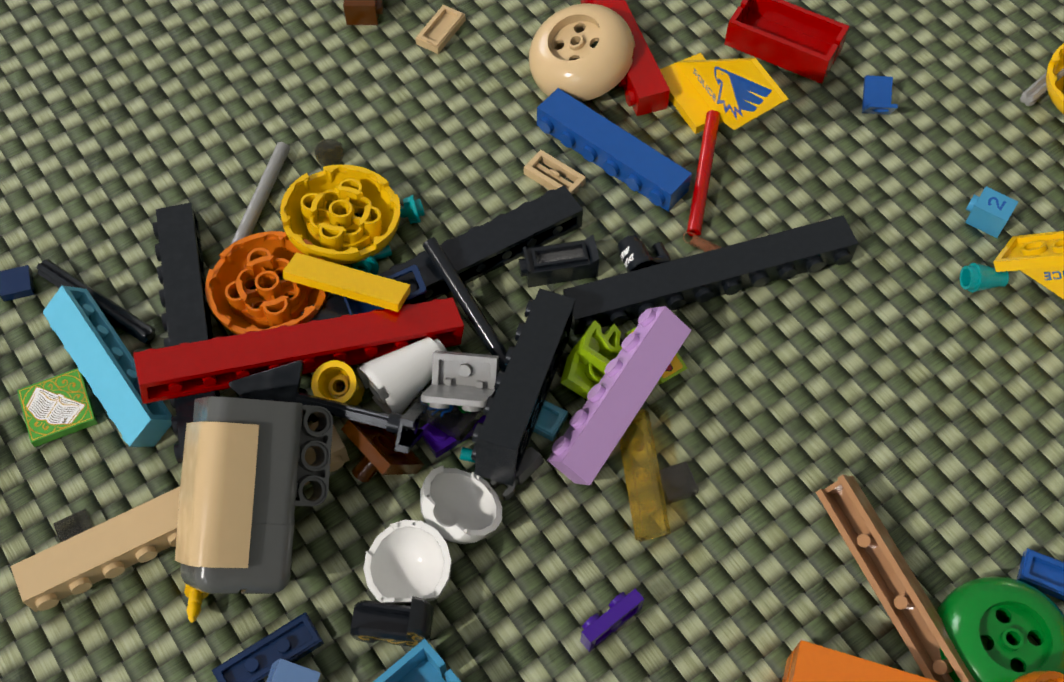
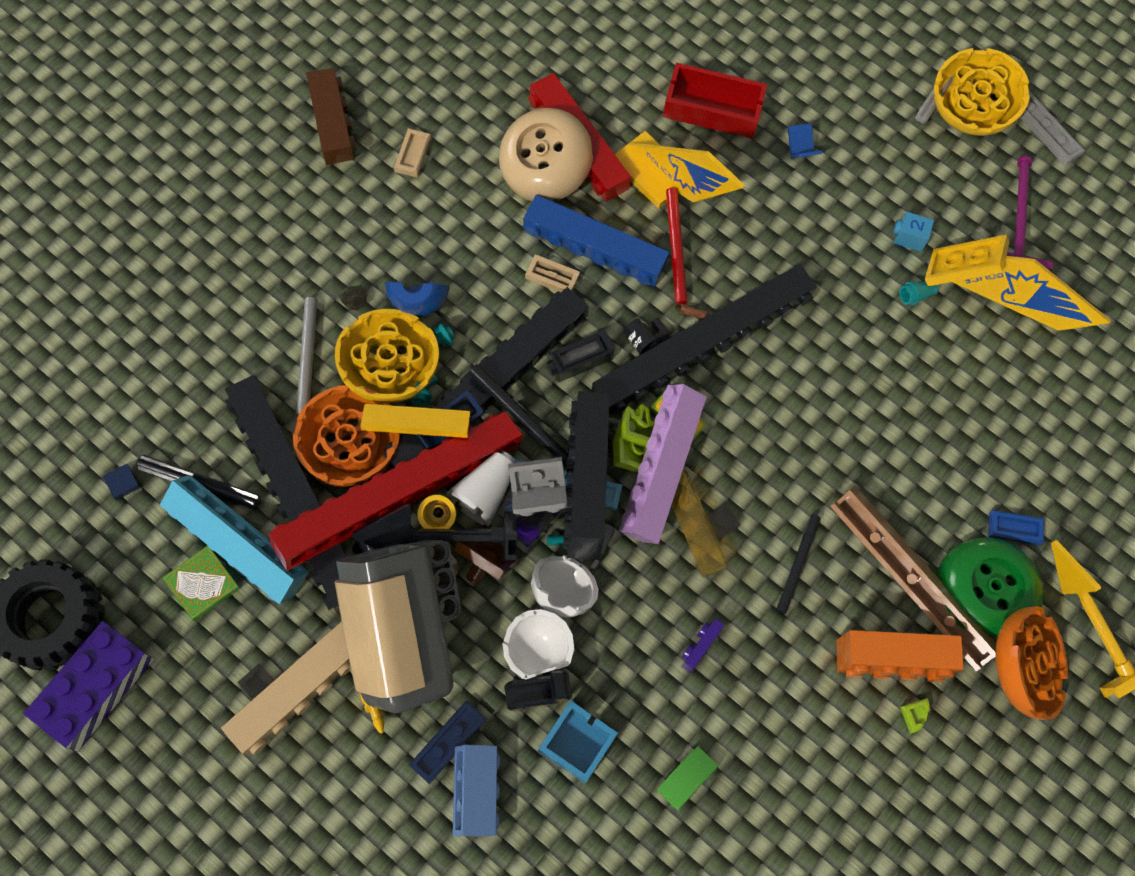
camera: 20 degrees left, 10 degrees up
(398, 166) = (417, 299): none -> blue cylinder
(759, 554) = (798, 564): none -> black bar

